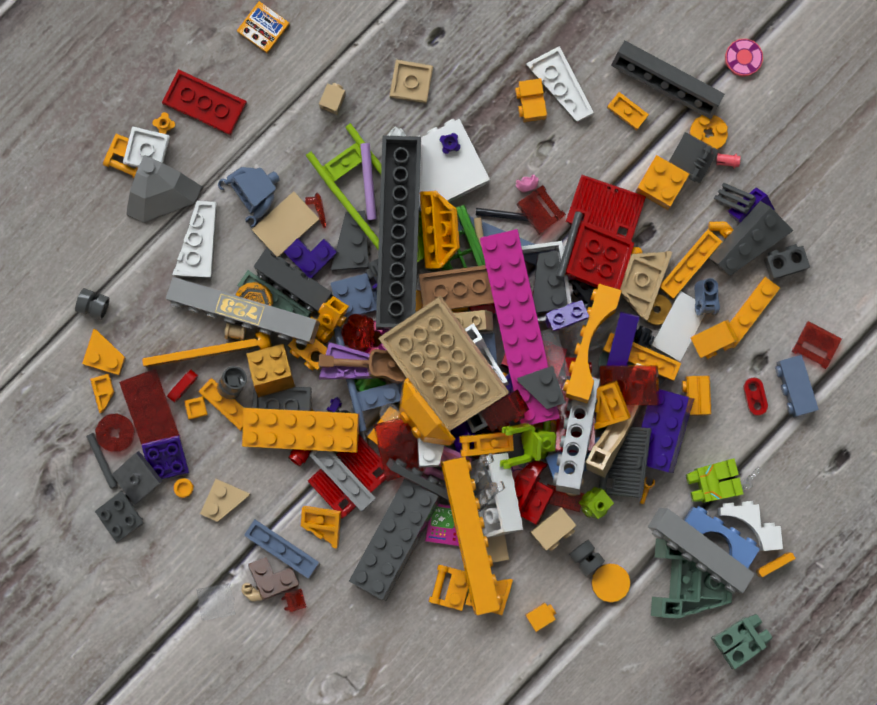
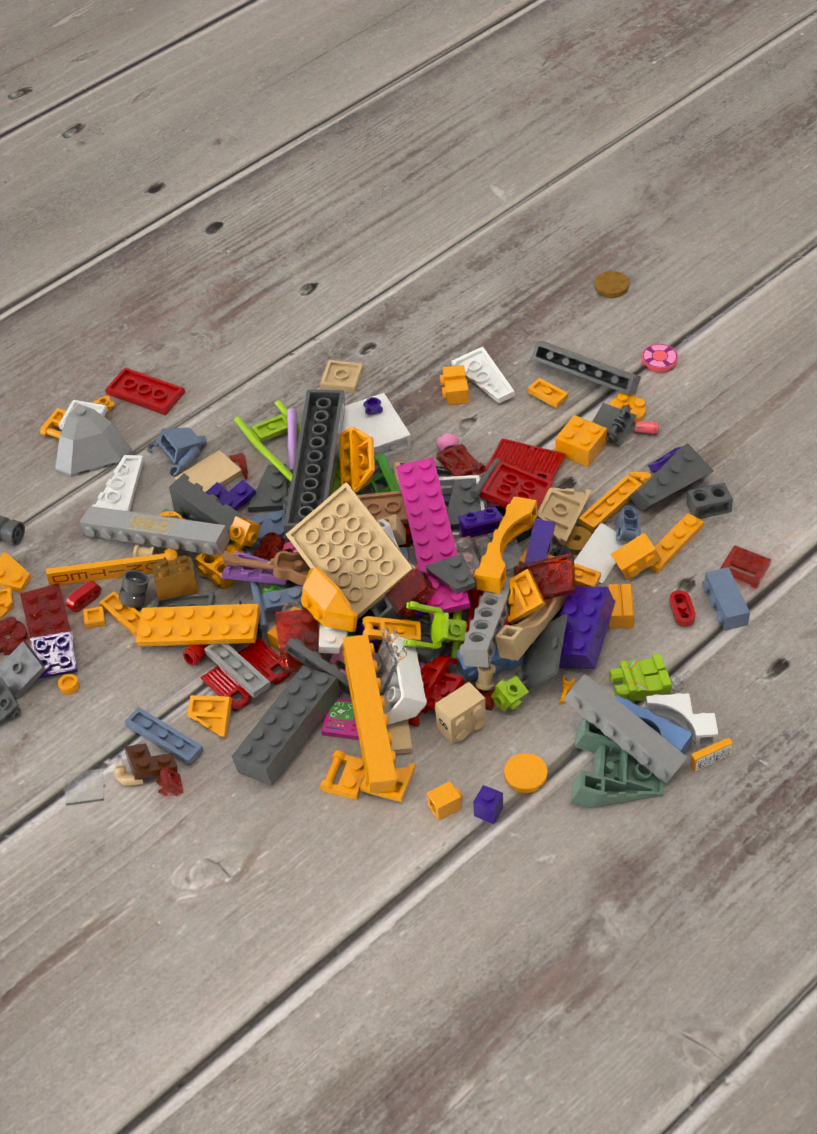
camera: 10 degrees right, 35 degrees down
(222, 500) = (107, 694): tan wing -> none
(263, 27) = (208, 340): tile -> none
(332, 98) = (265, 385): tan brick -> none
(579, 621) = (488, 804): none -> dark purple brick
(585, 550) = (498, 744): dark grey wheel -> none
(720, 199) = (654, 451): dark grey tile -> none
(745, 634) = (675, 826): sand green hips -> none

